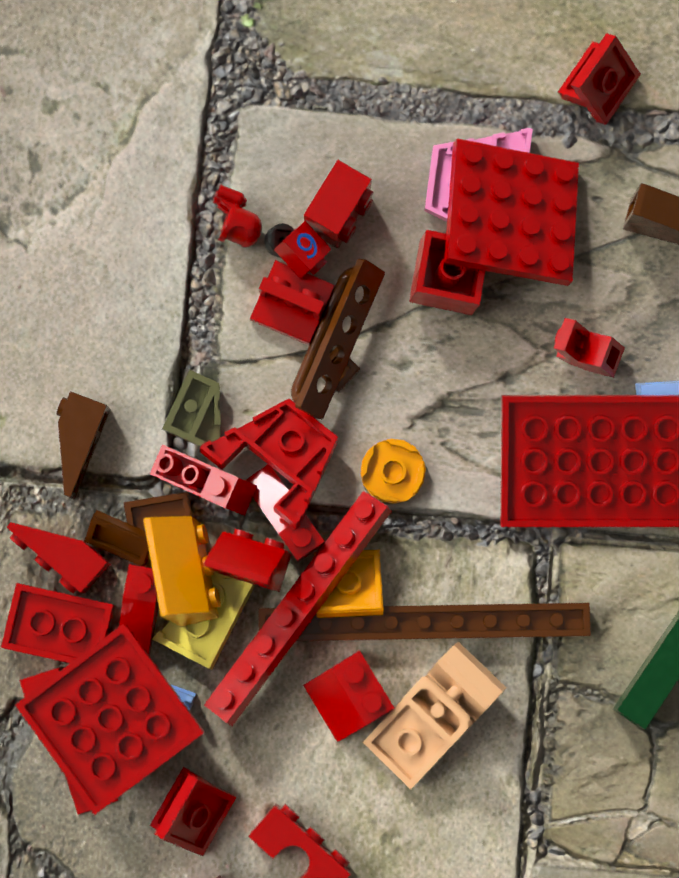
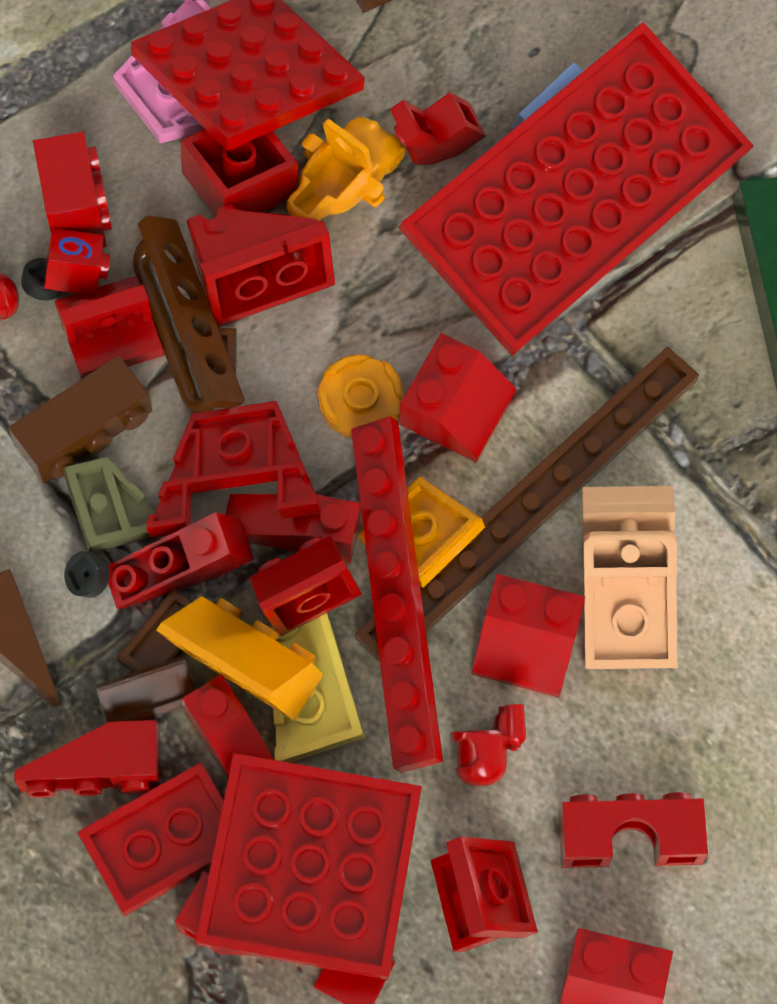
camera: 45 degrees left, 15 degrees down
(149, 441) = (87, 574): none -> pearl dark grey tile
(225, 348) = (81, 419): none -> reddish brown brick
(264, 736) = (484, 752): none -> red piece
(404, 339) = (258, 260): none -> red piece
(442, 524) = (456, 398): none -> red slope
(508, 327) = (344, 168): none -> light orange piece

